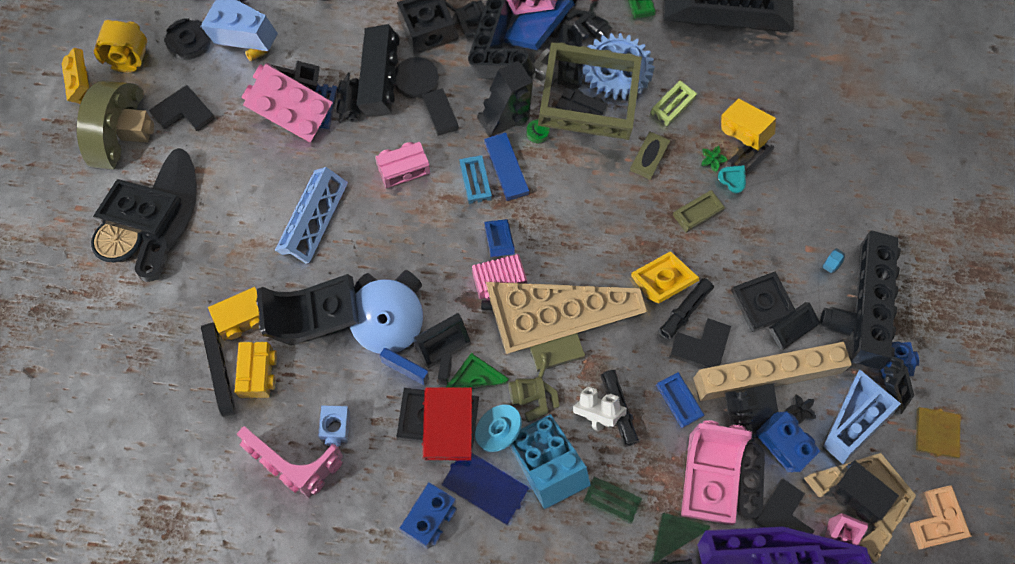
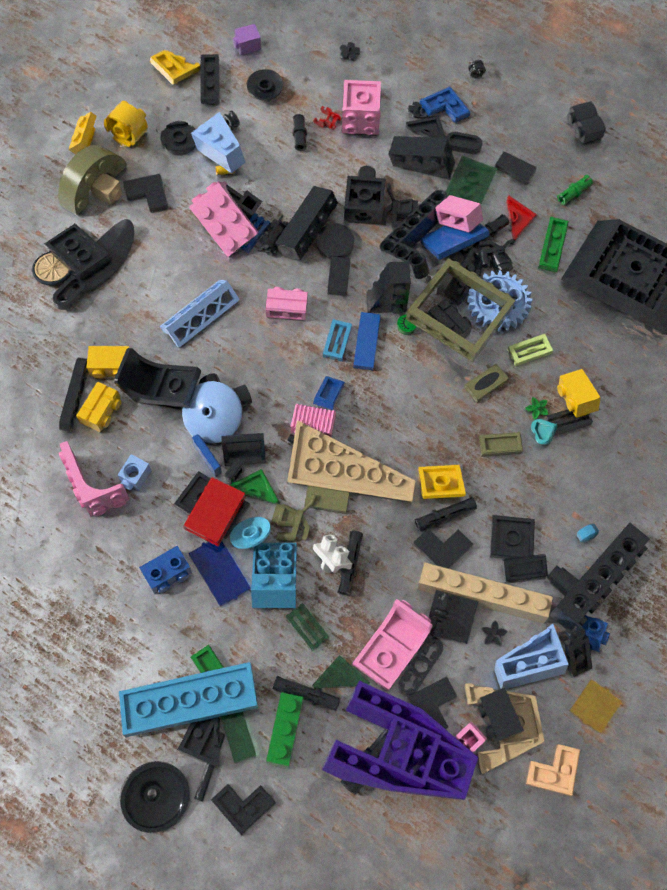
camera: 30 degrees right, 0 degrees up
(680, 400) = (401, 579): blue tile -> none
(788, 441) = (465, 650): blue brick -> none

